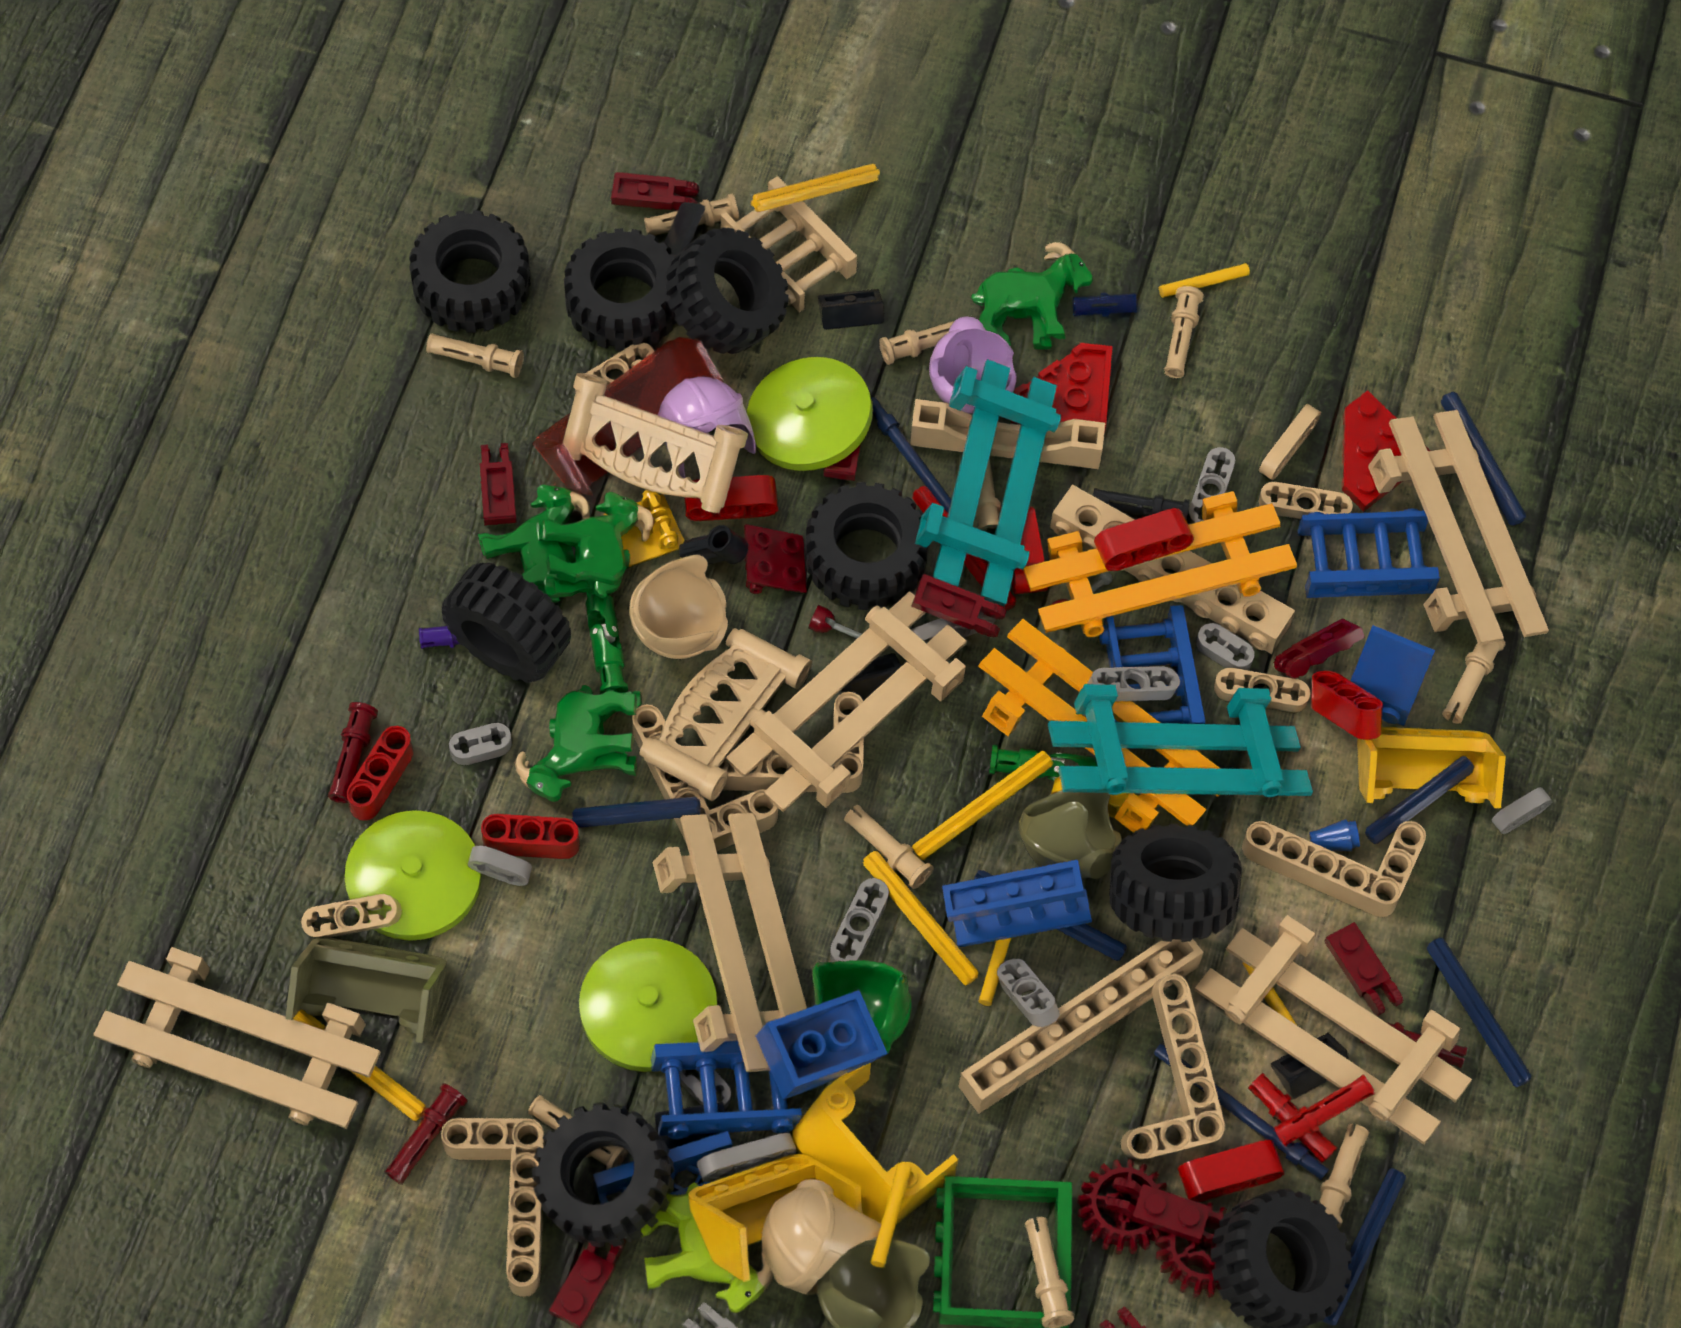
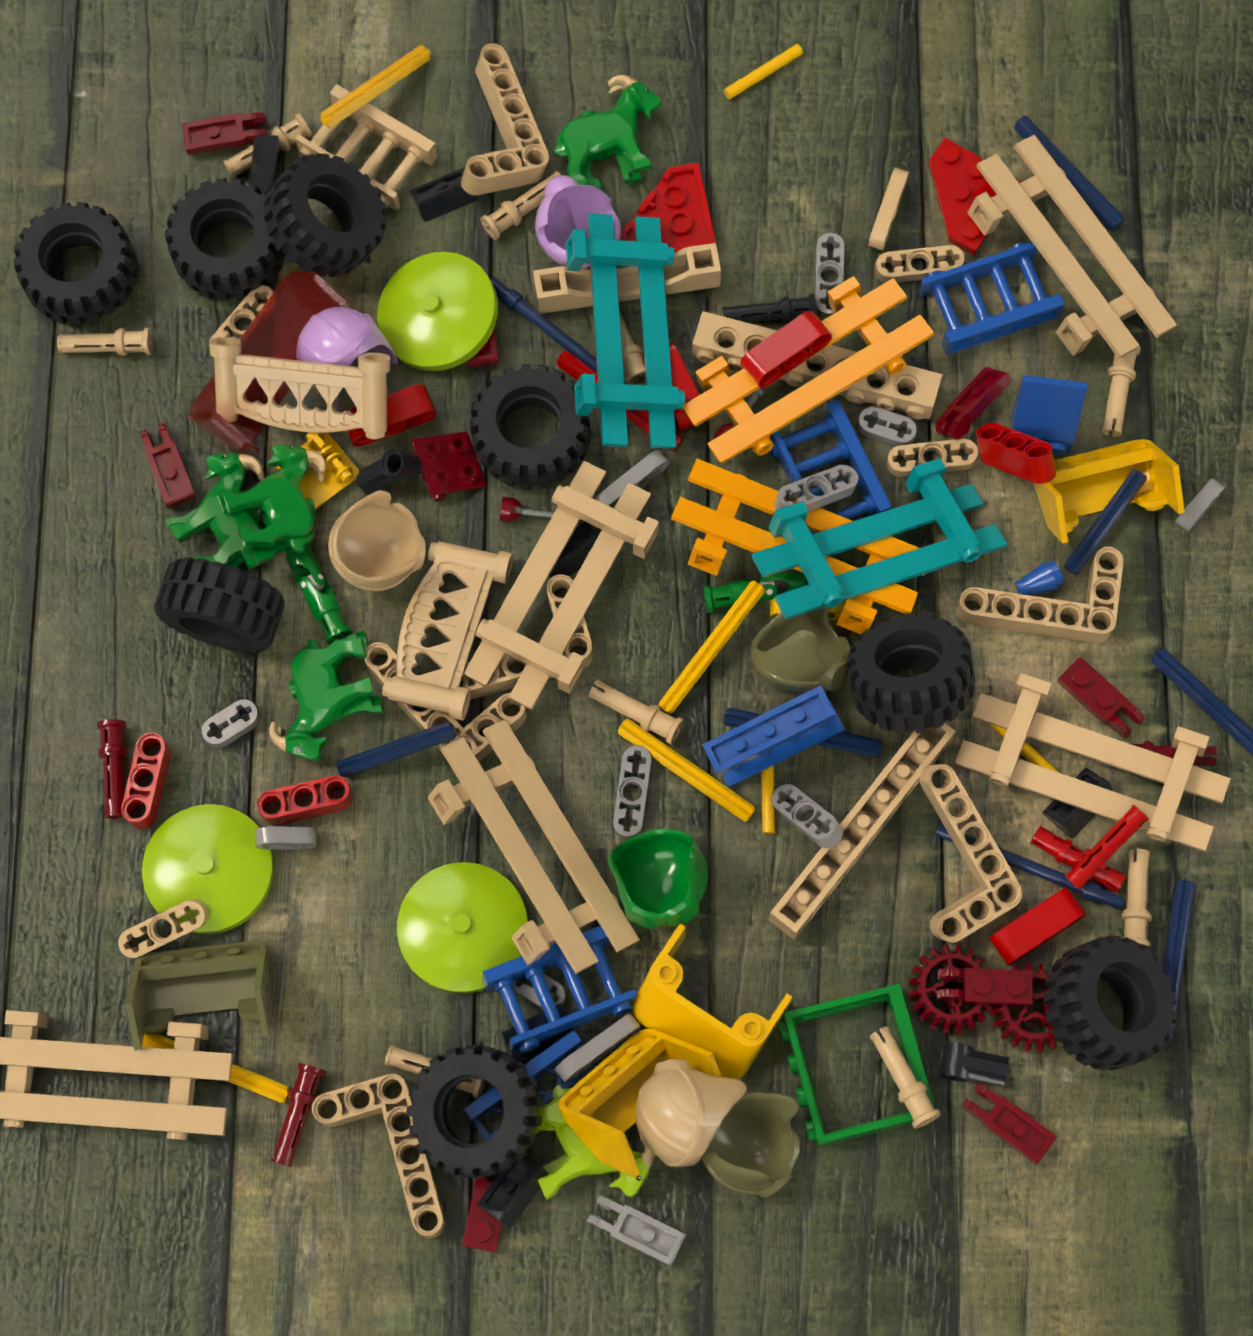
camera: 10 degrees left, 10 degrees up
(436, 637) = (156, 632): dark purple pin -> none
(617, 1270) = (512, 1191): none -> black slope
(820, 1044) = (636, 928): blue slope -> none
(890, 1215) = (748, 1071): yellow bar -> none
(944, 288) = (495, 73): none -> tan beam
(957, 605) = (631, 463): dark red hinge -> none
(1114, 1283) = (964, 1063): none -> black piece
(1125, 302) = (660, 129): clear blue pin -> none
(1184, 319) = (757, 116): tan pin -> none

